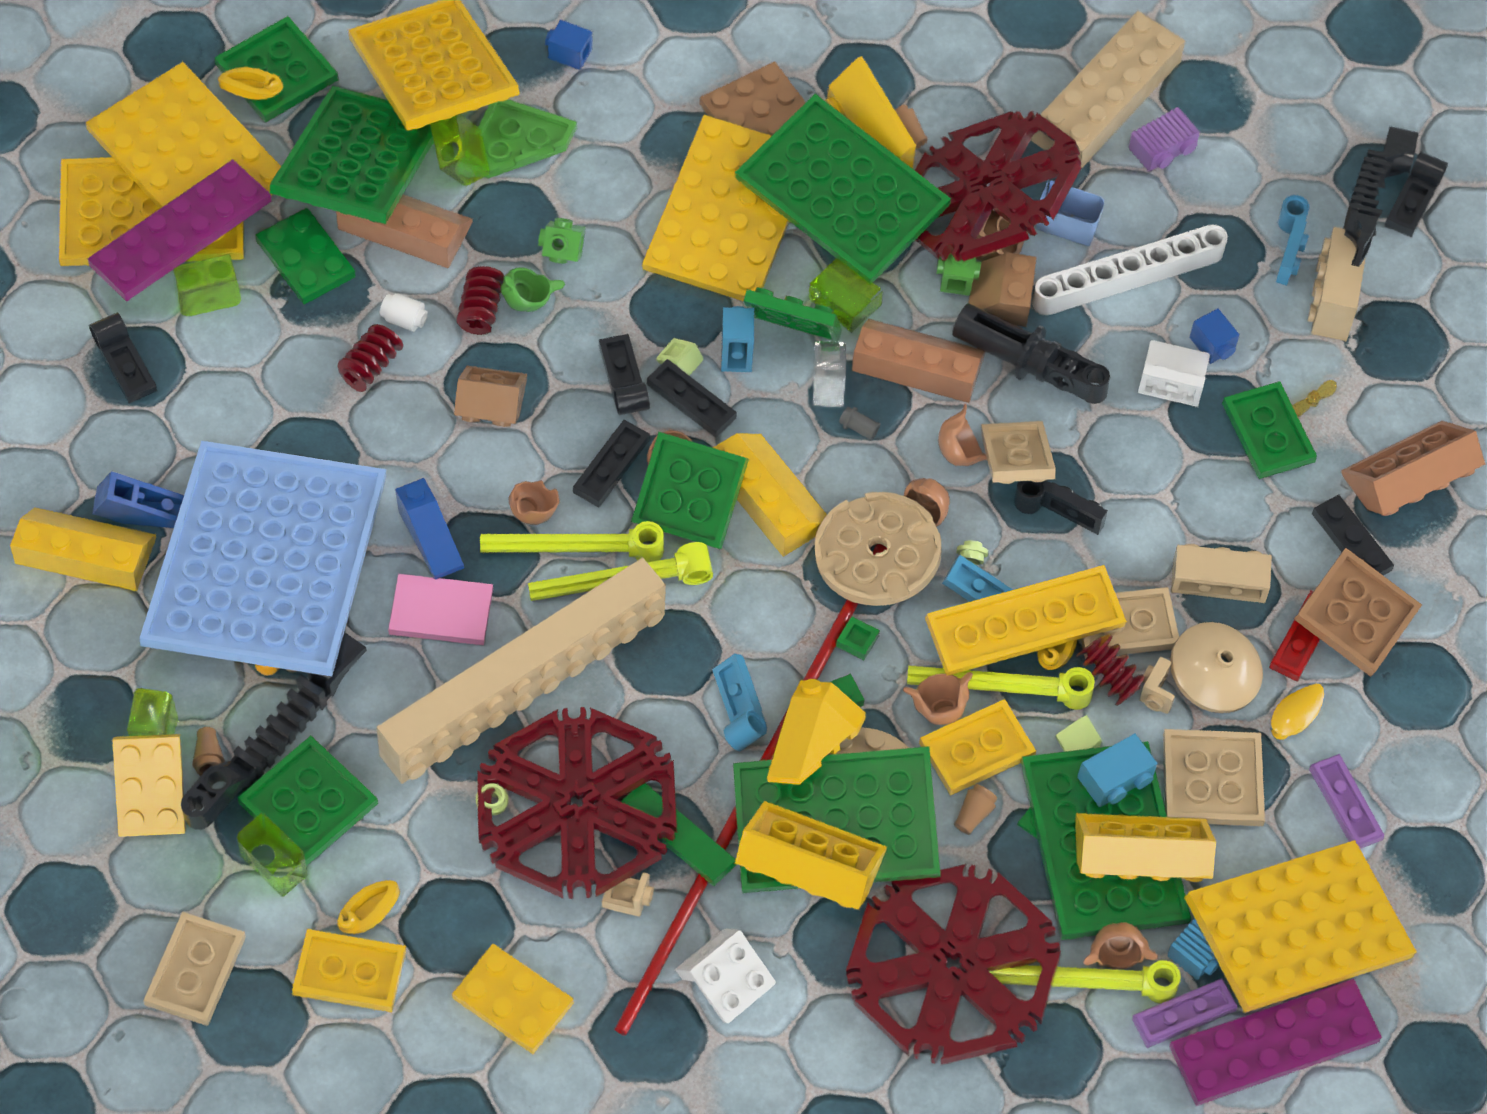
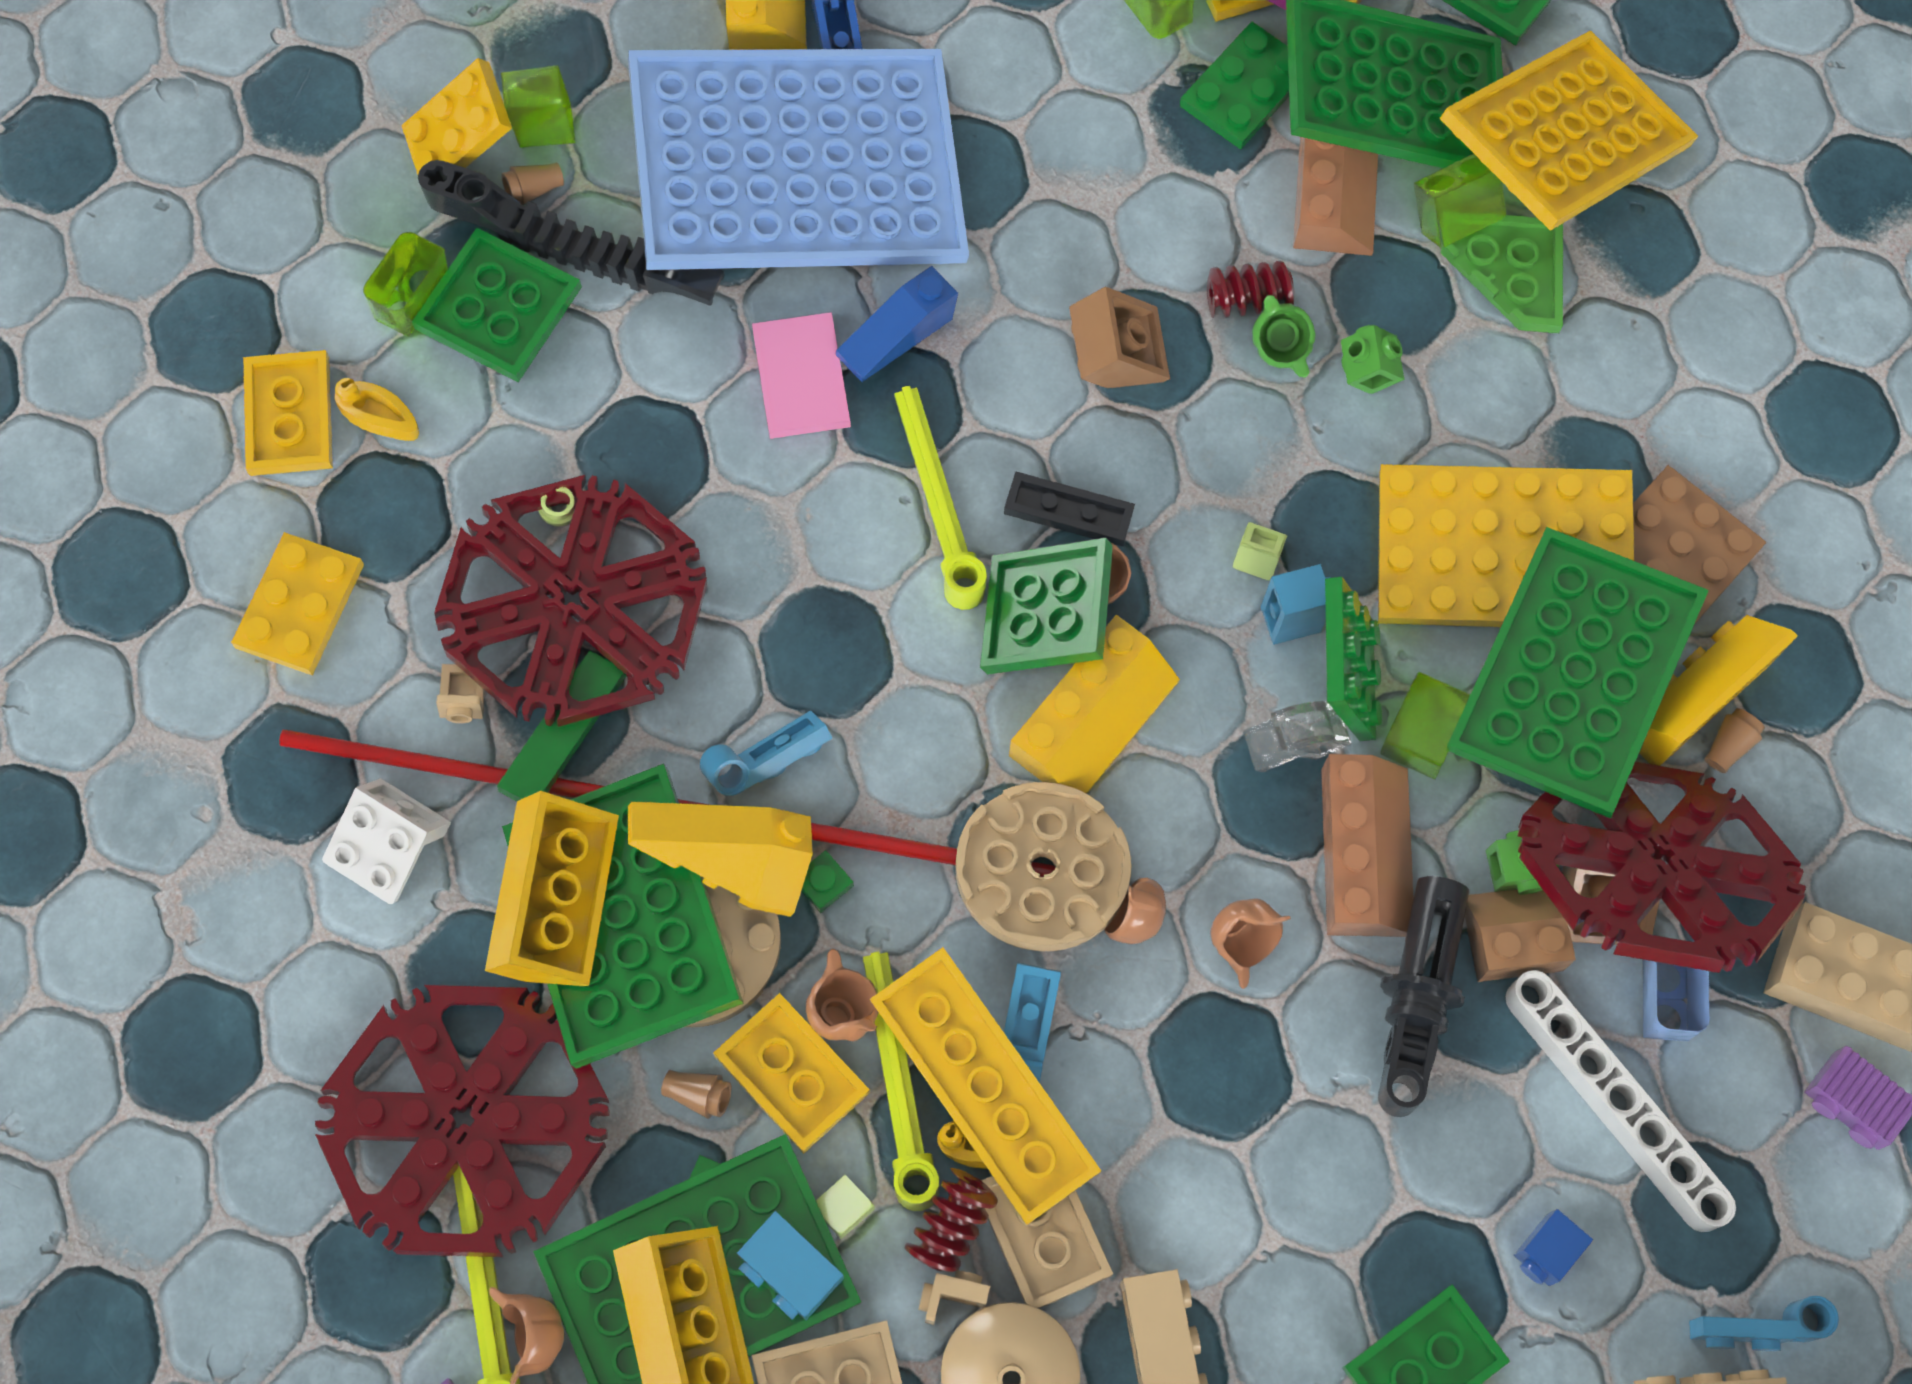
camera: 75 degrees right, 10 degrees up
(194, 968) = (252, 251): tan plate -> none
(368, 355) = (1120, 190): dark red piece -> none
(403, 311) = (1201, 210): white brick -> none
(521, 671) = (728, 484): tan brick -> none
(533, 502) = (977, 431): nougat hair -> none
(569, 44) = (1680, 286): blue brick -> none
(623, 375) = (1202, 488): black plate -> none
(689, 564) = (947, 638): neon yellow piece -> none
(691, 398) = (1199, 578): black plate -> none
(857, 638) = (908, 877): green plate -> none
(859, 423) = (1237, 797): dark grey pin -> none
(973, 551) = (1084, 992): yellowish green plate -> none
(1018, 452) = (1252, 1012): tan plate -> none
(1062, 502) = (1207, 1092): black plate -> none
(1174, 373) = (1472, 1203): white bracket -> none

